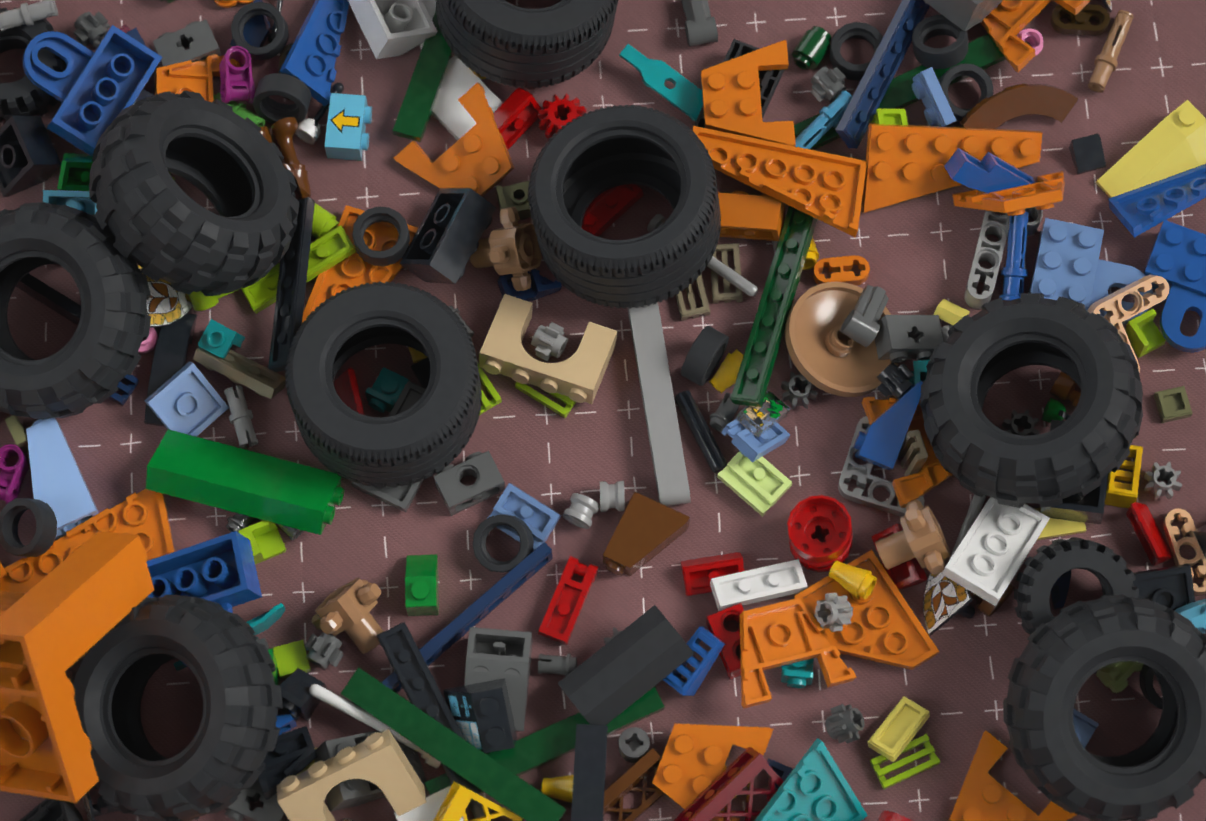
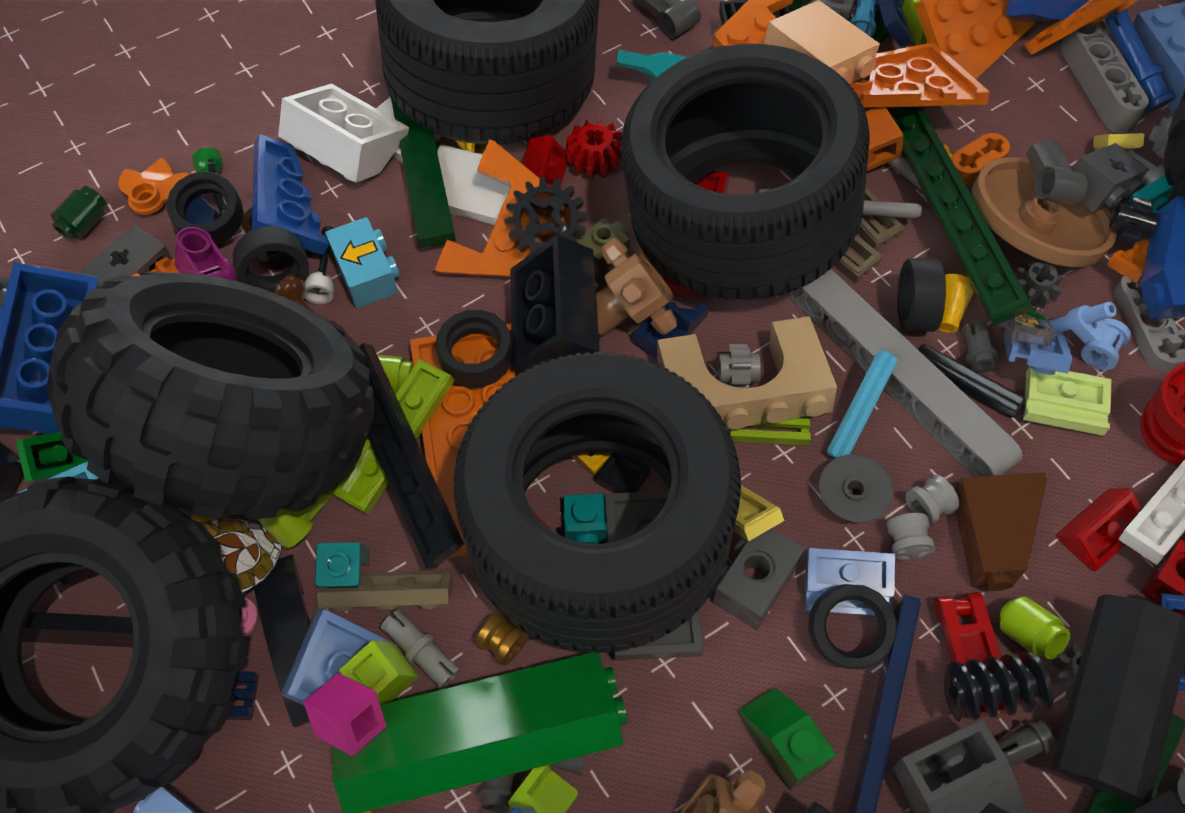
camera: 30 degrees left, 10 degrees down
(173, 431) = (345, 714): none -> dark pink brick
(207, 418) = (381, 669): none -> lime panel
(290, 437) = (501, 638): none -> pearl gold wheel
(485, 439) = (755, 515): none -> light yellow tile
(491, 162) = (555, 206): none -> black gear
(556, 621) = (996, 682): none -> black piece
(568, 449) = (860, 474): none -> dark grey piece
(610, 410) = (862, 404): none -> medium azure axle
(612, 604) = (1034, 627): none -> lime brick
(756, 131) = (826, 37): none -> light nougat brick
(809, 451) = (1098, 333): none -> light blue piece

